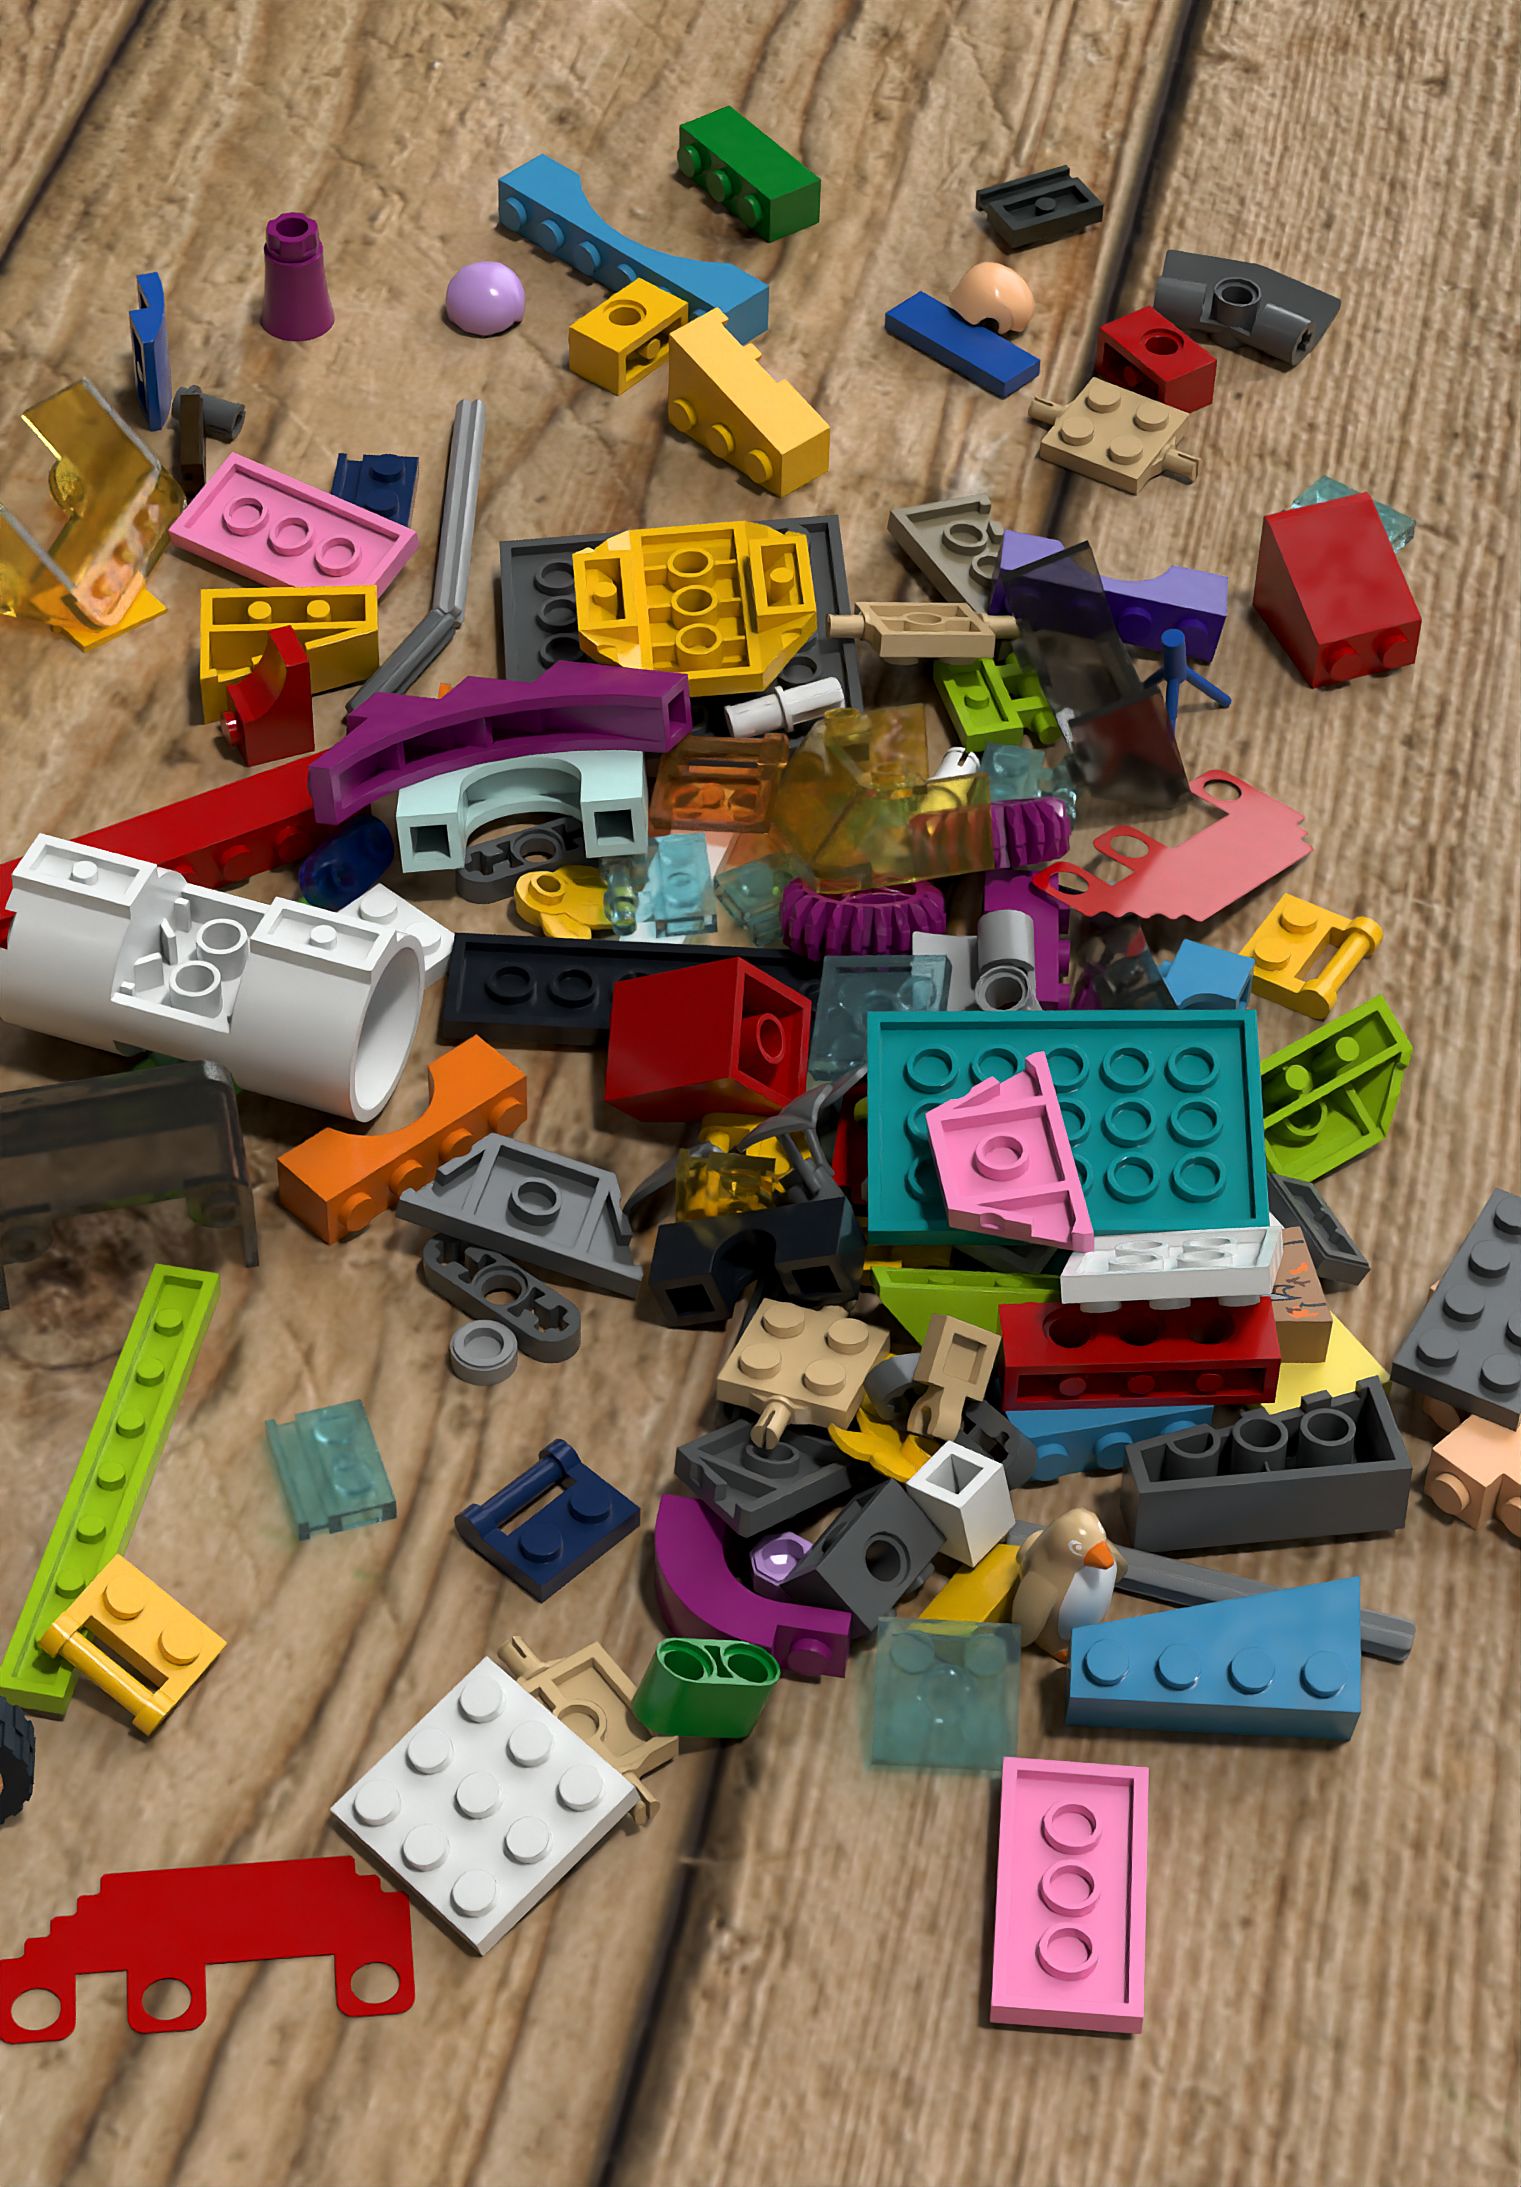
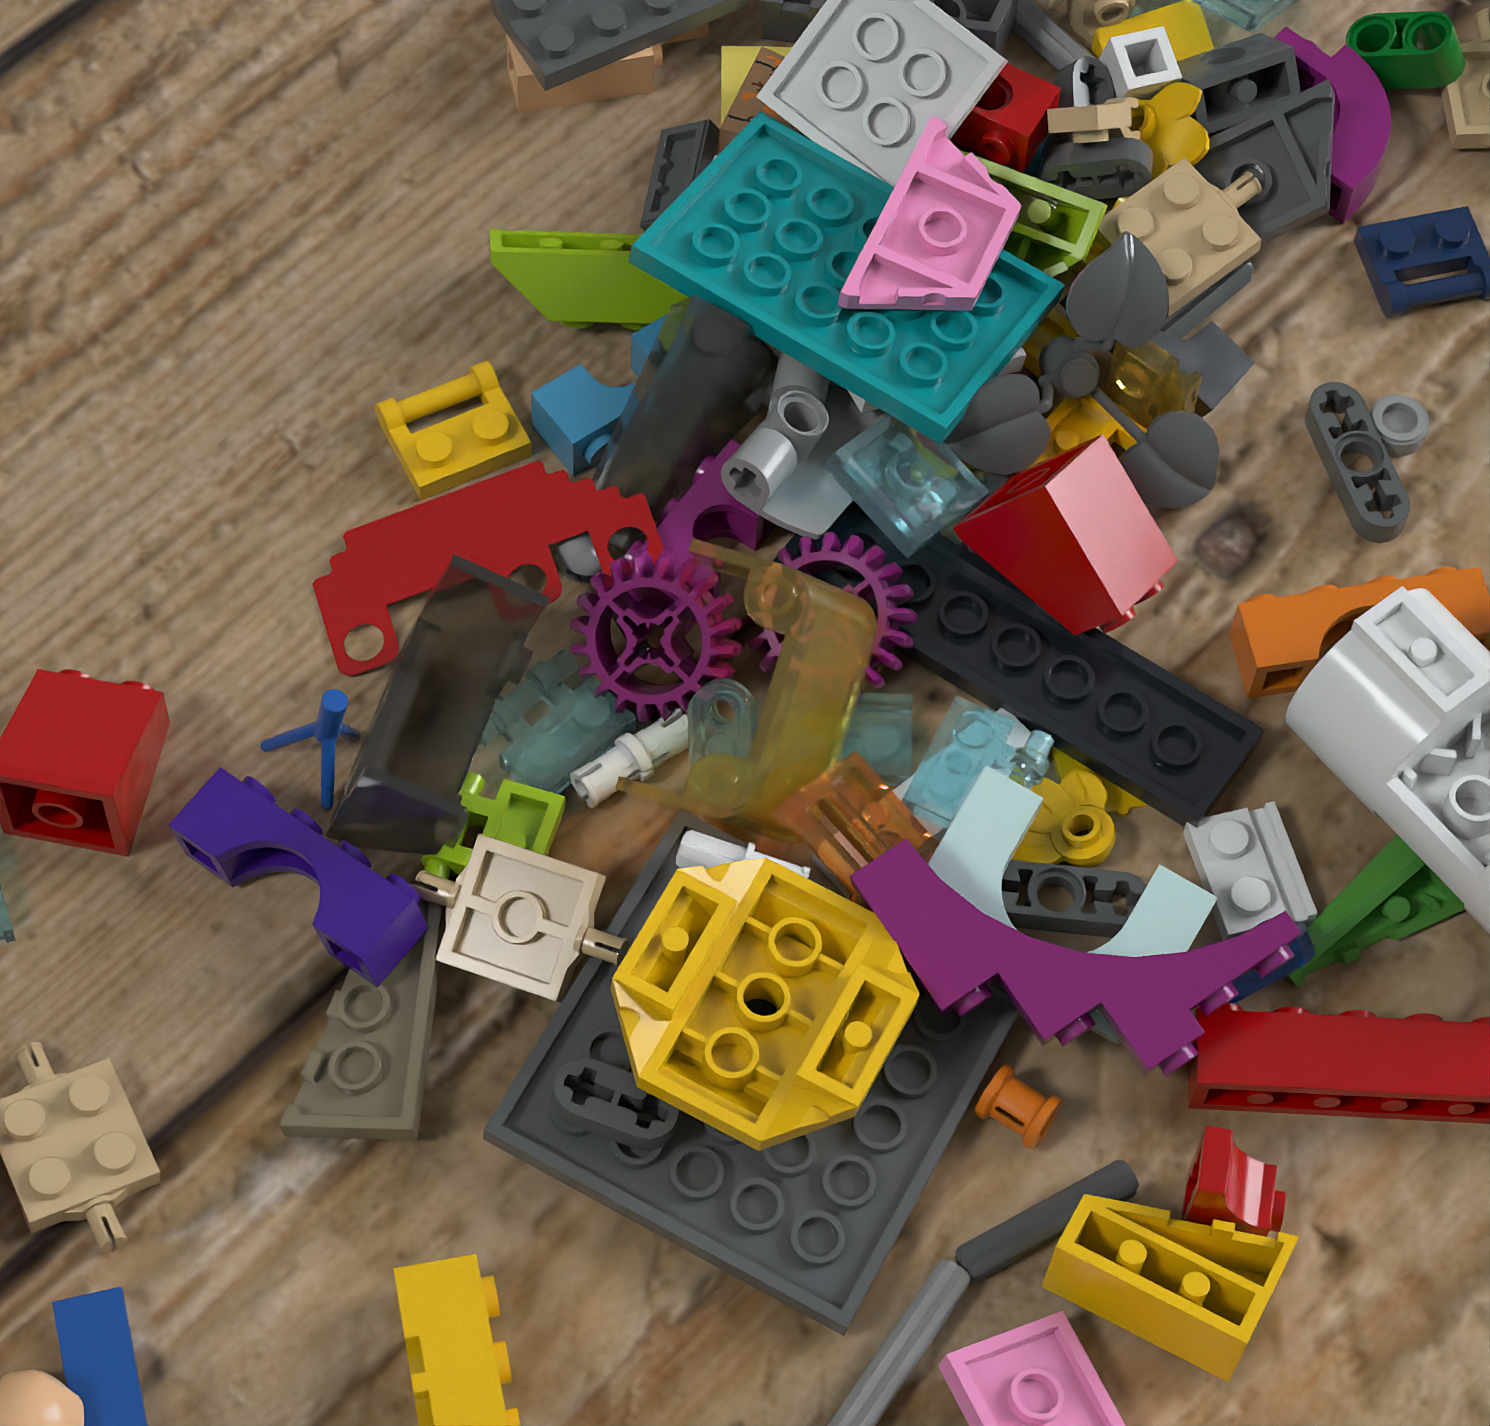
camera: 150 degrees left, 15 degrees up
(531, 1209) = (1299, 504): dark grey wing -> none

